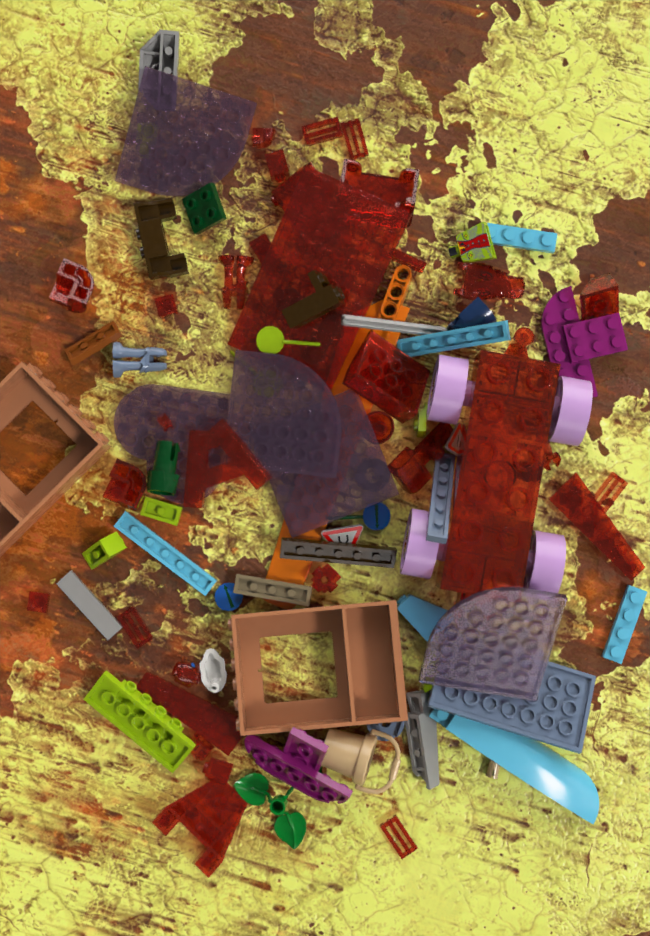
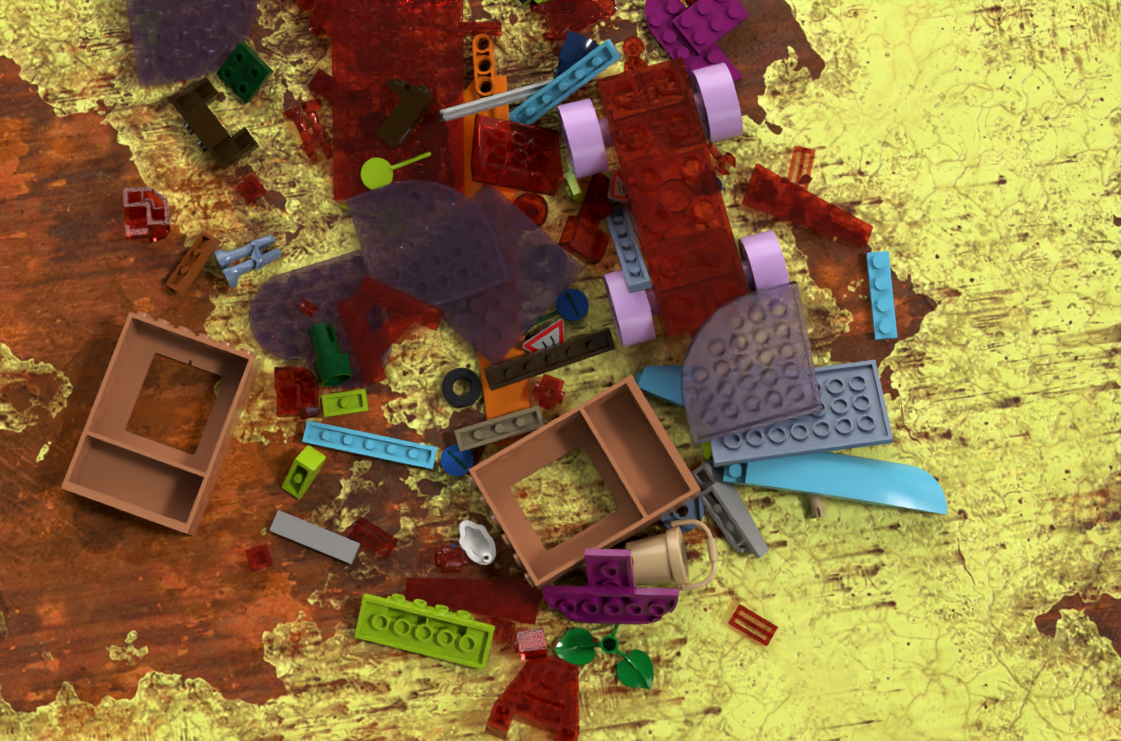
camera: 25 degrees left, 5 degrees down
(270, 541) = (475, 387): none -> black tyre

